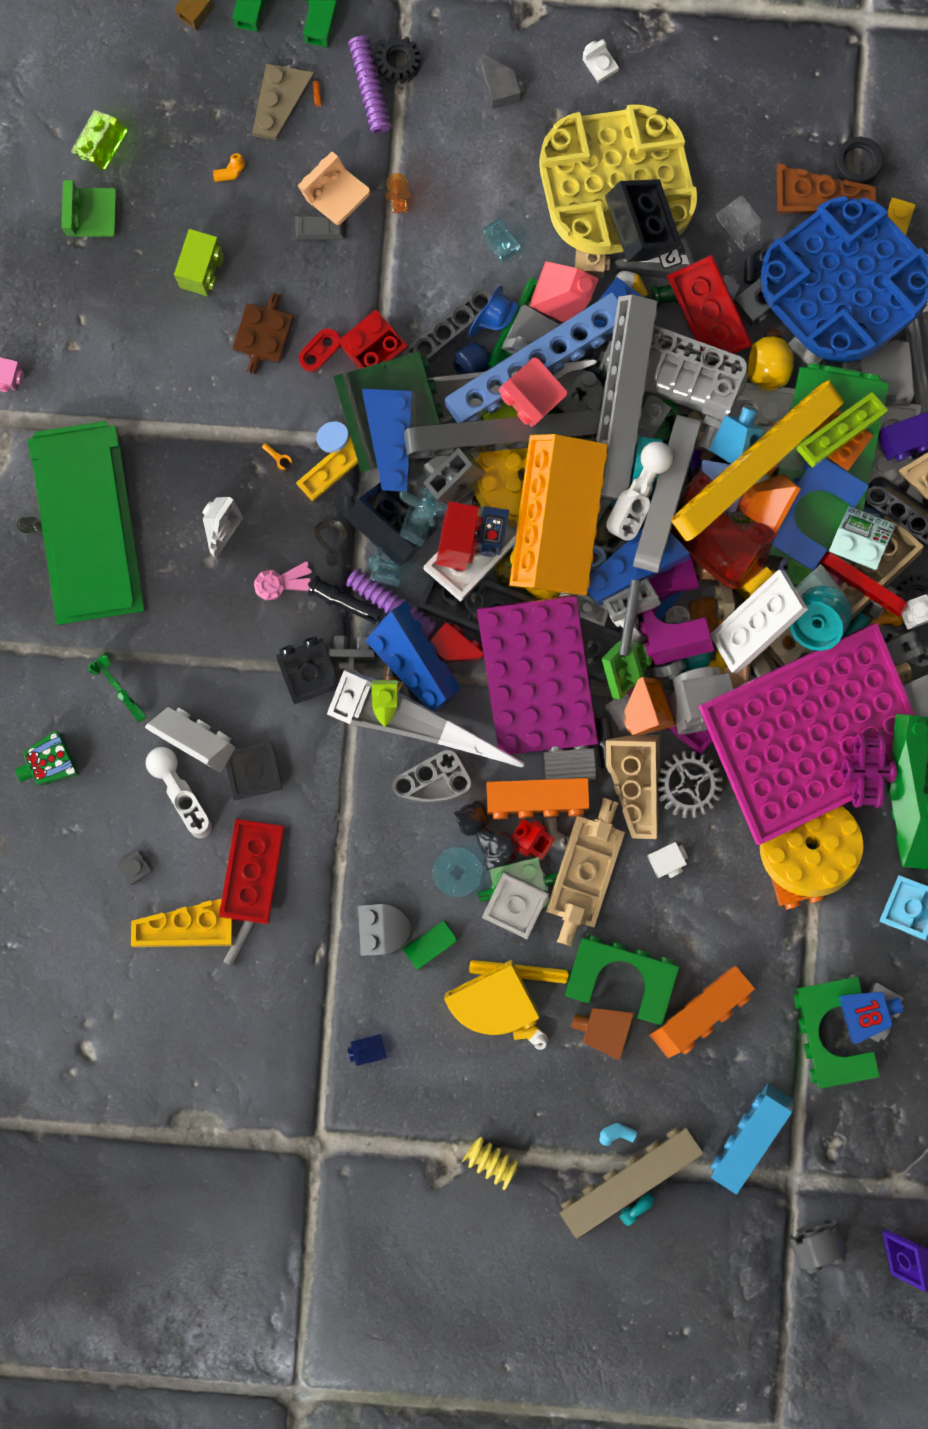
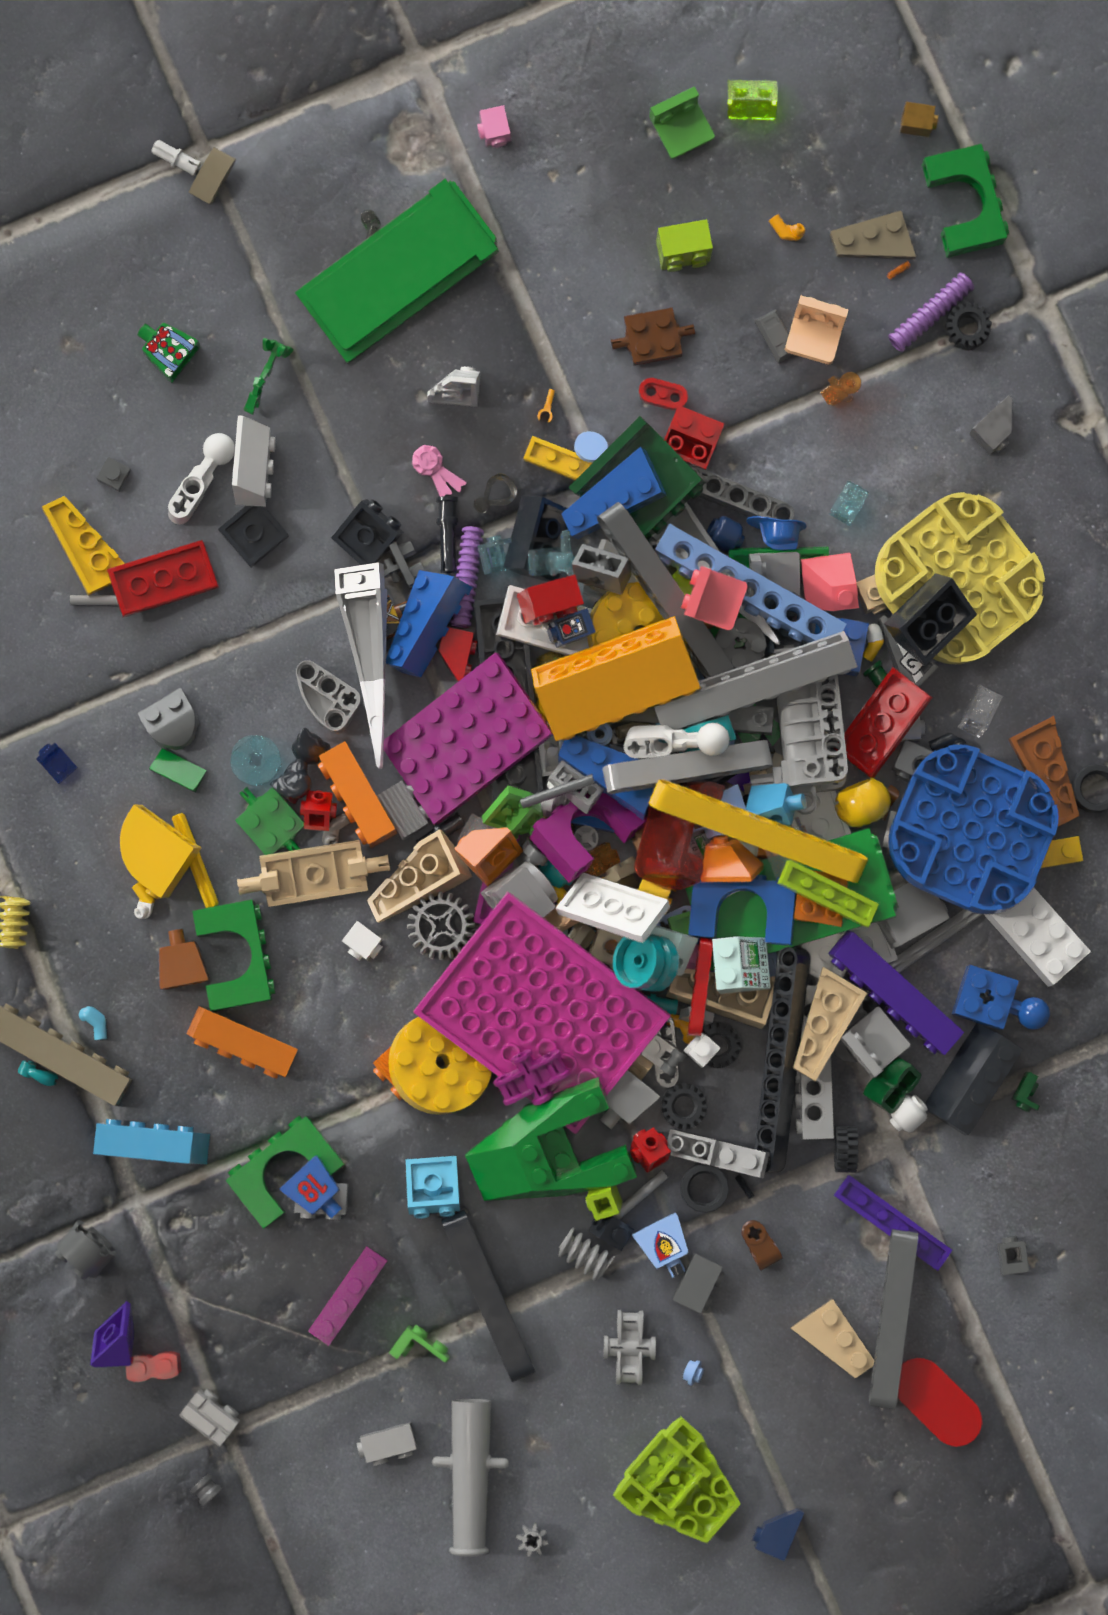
camera: 50 degrees right, 0 degrees up
(384, 700) = (371, 612): lime plate -> none
(515, 905) = (251, 825): light grey tile -> none
(599, 60) = (1064, 506): white bracket -> none

